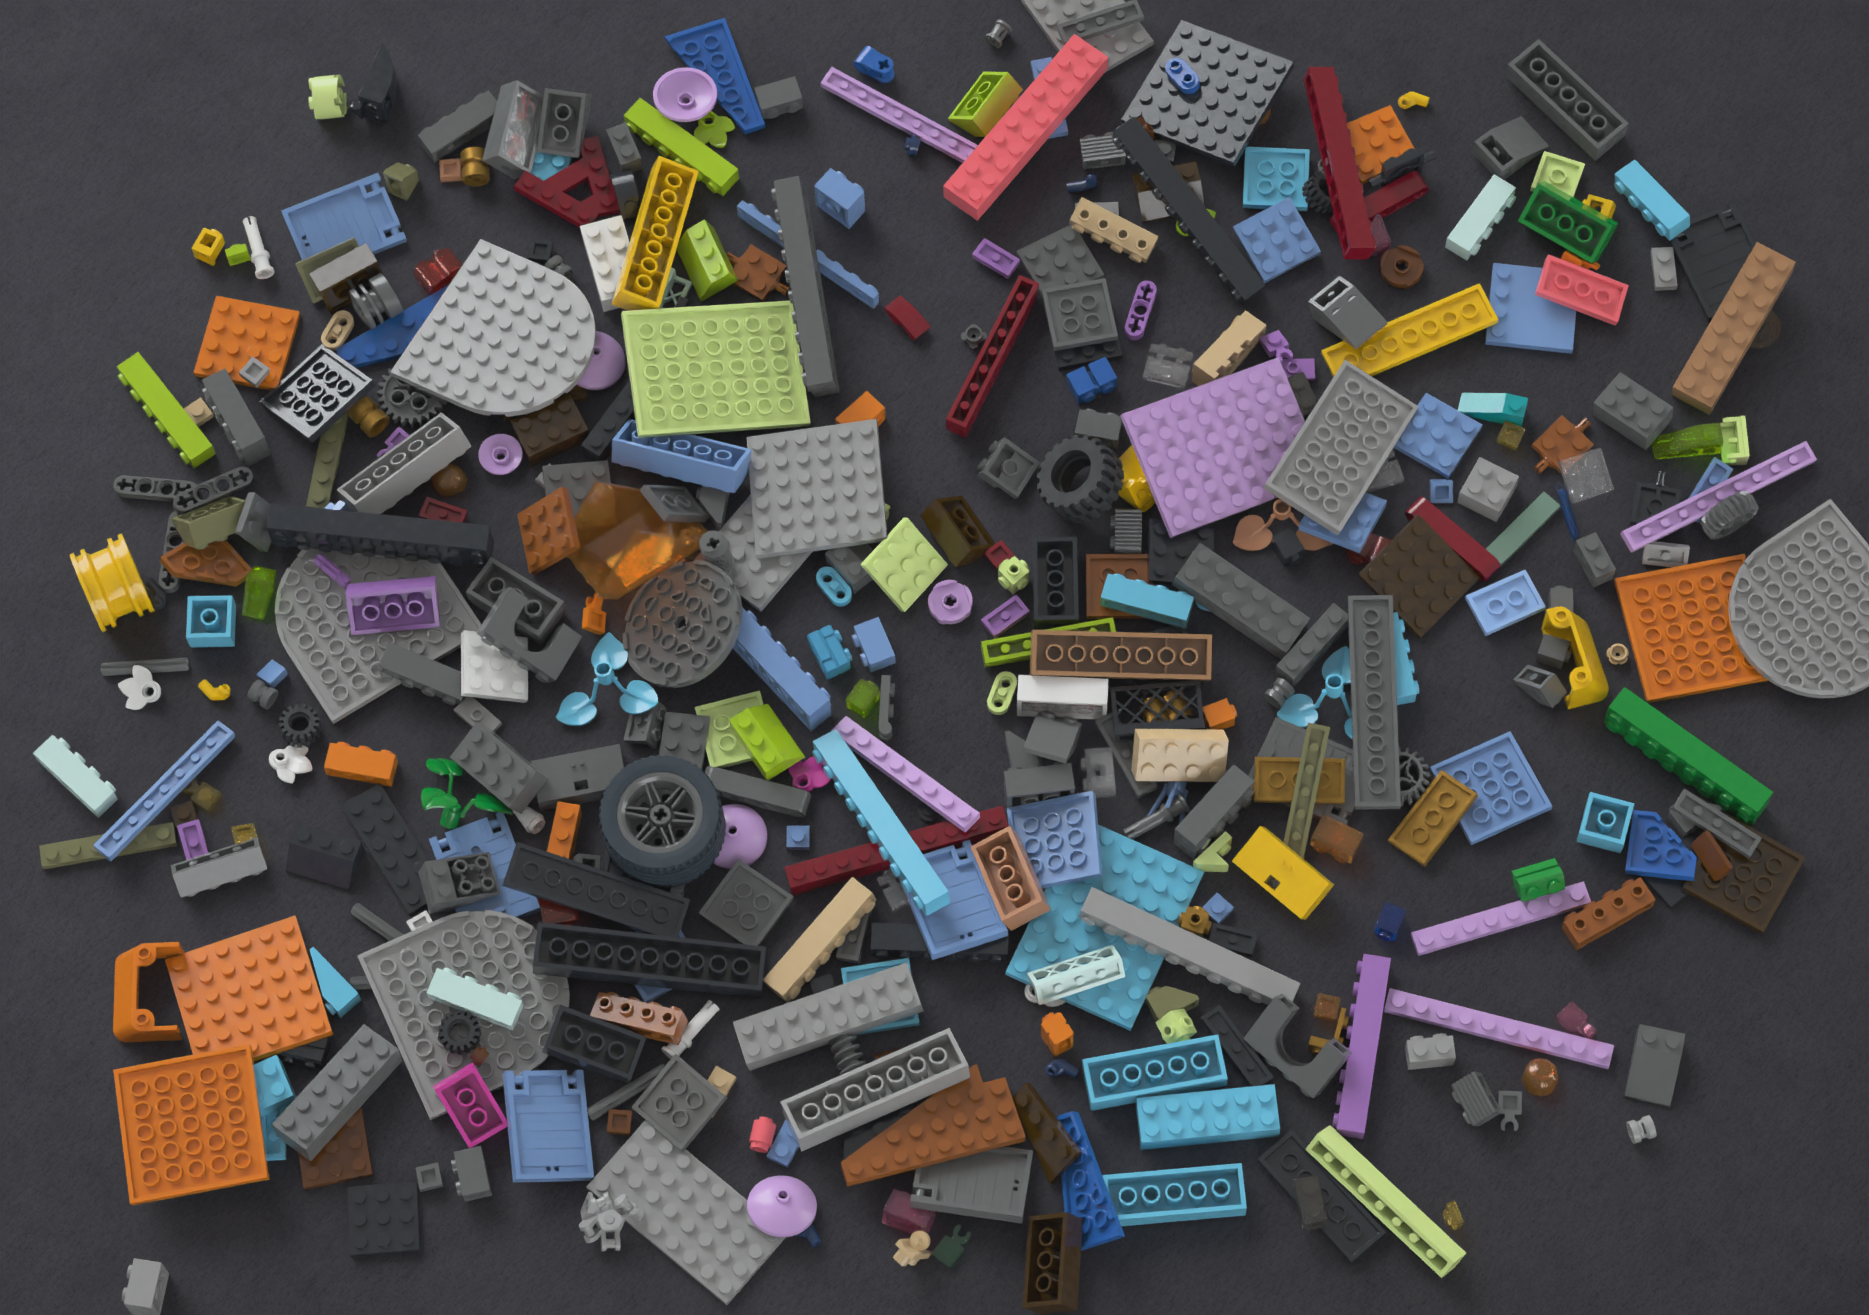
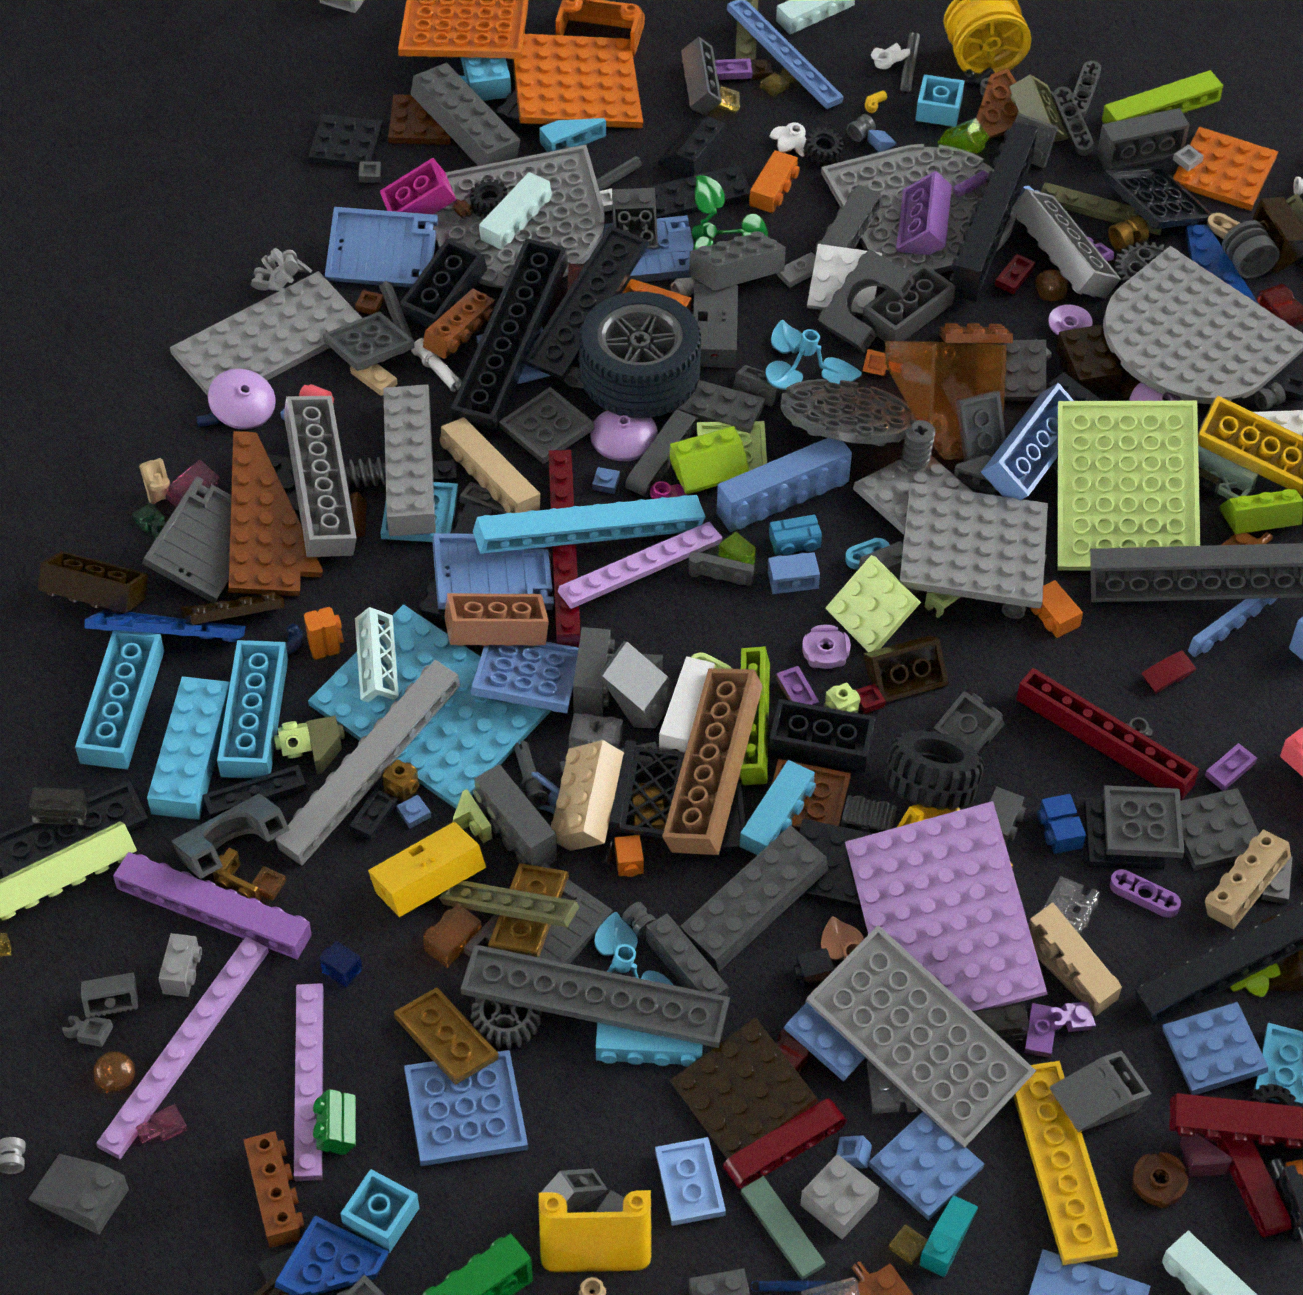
camera: 100 degrees right, 15 degrees down
(472, 1174) = (359, 193): dark grey brick -> none
(1561, 596) = (672, 1240): dark grey brick -> none

